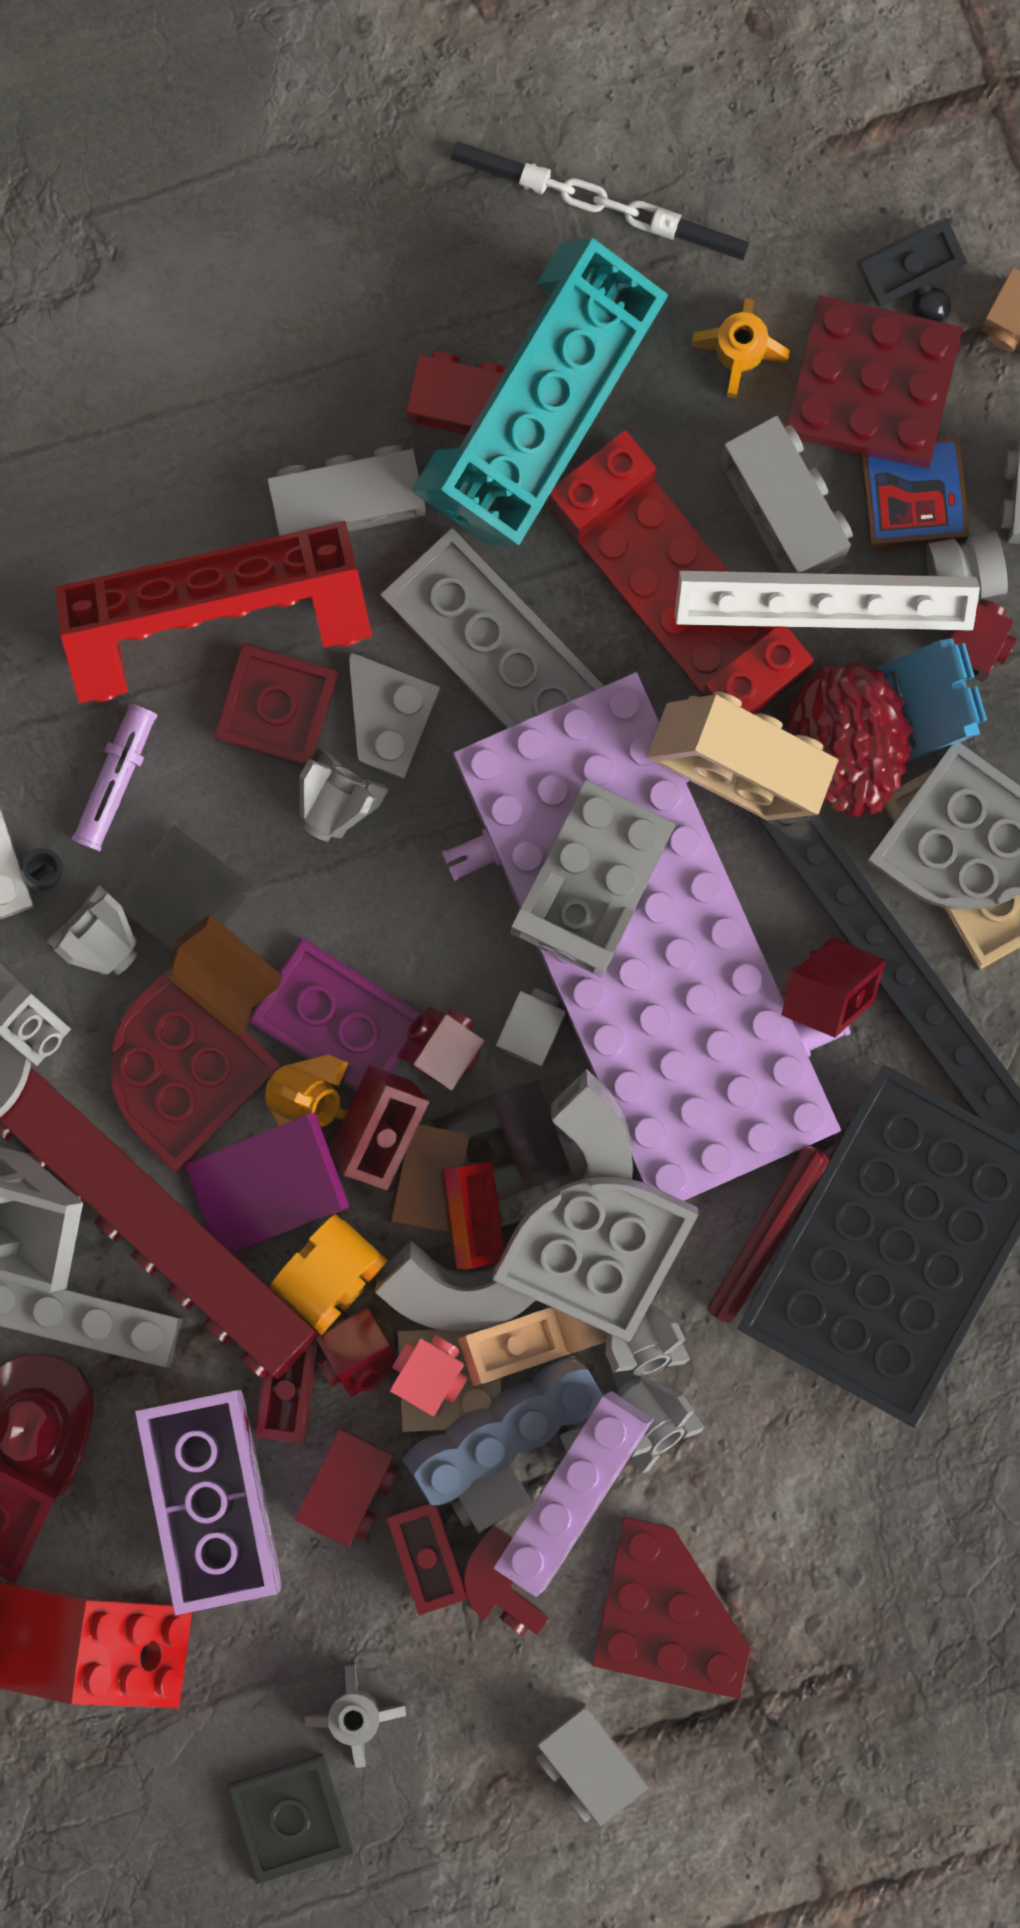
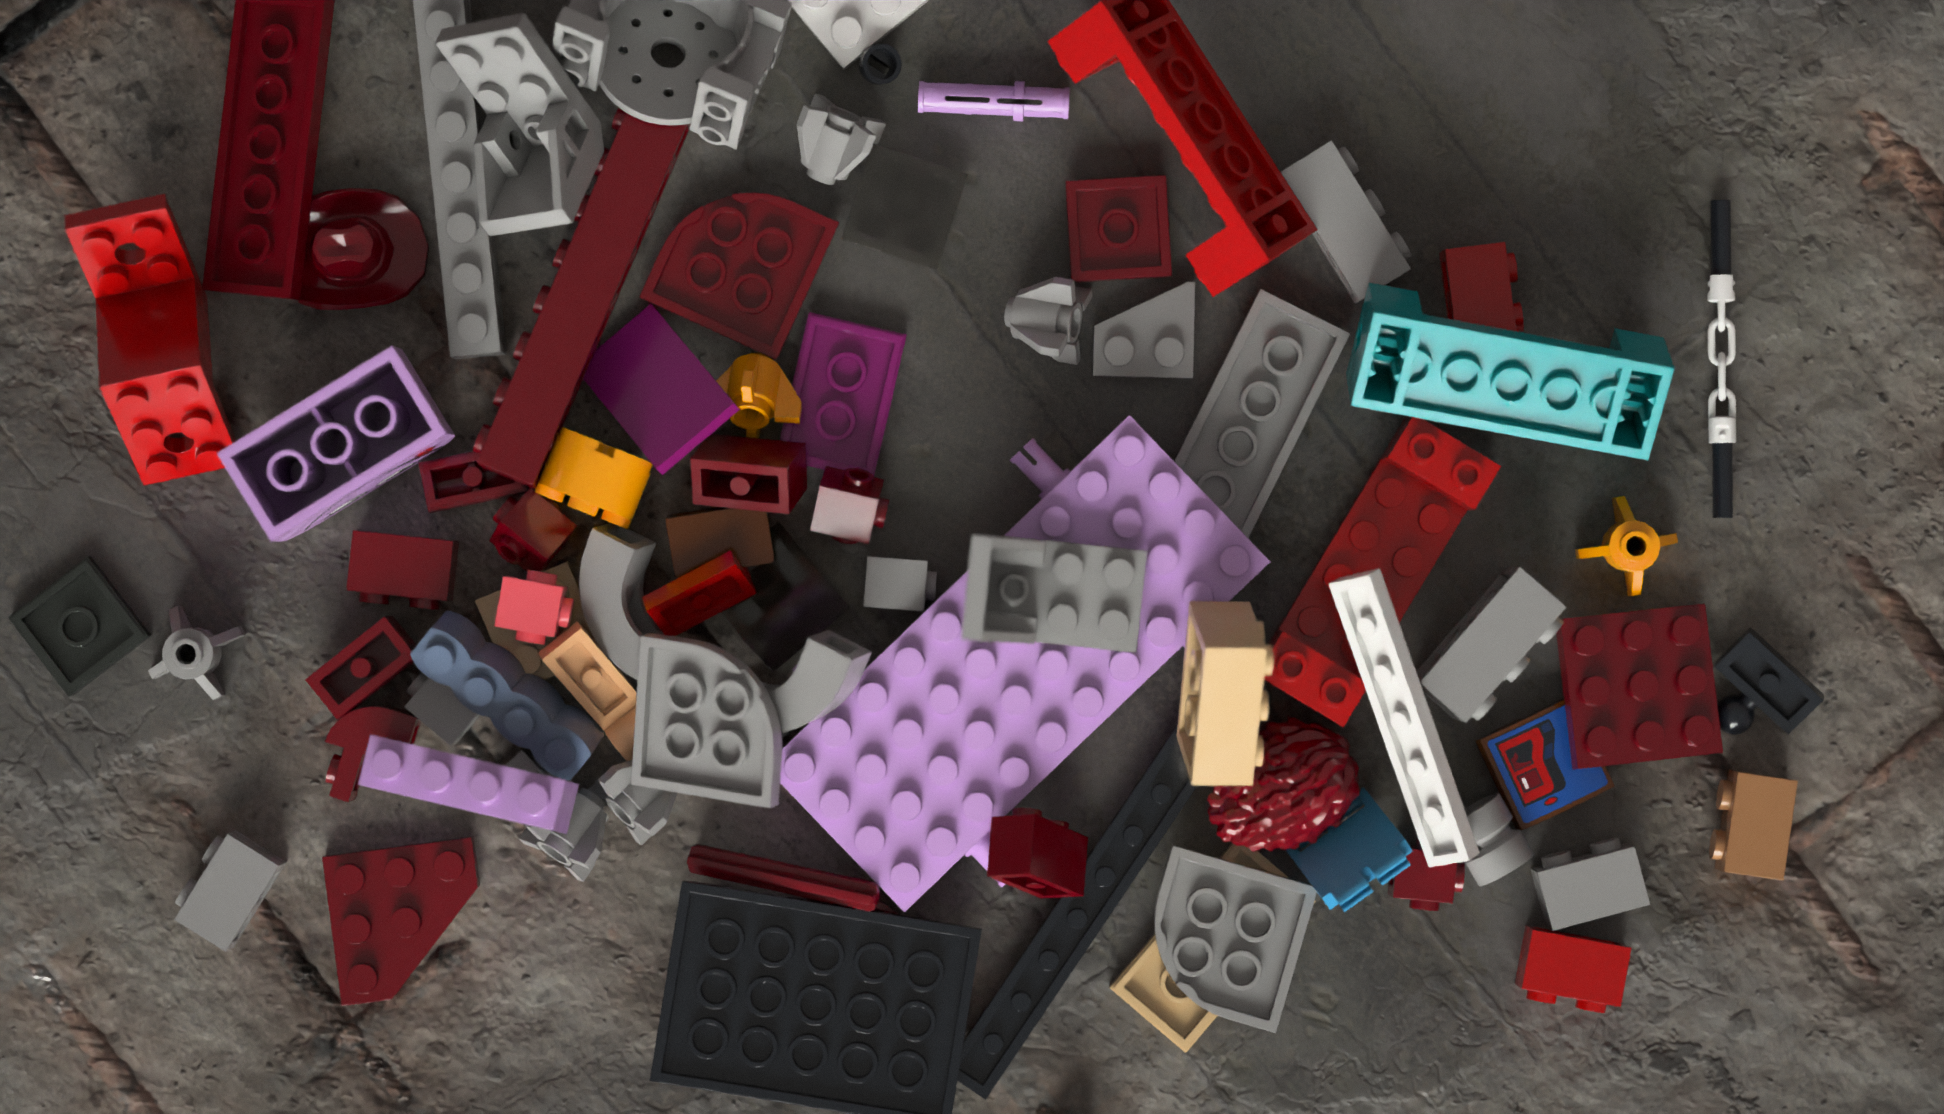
camera: 70 degrees right, 5 degrees up
(221, 973) = (840, 271): reddish brown panel -> none

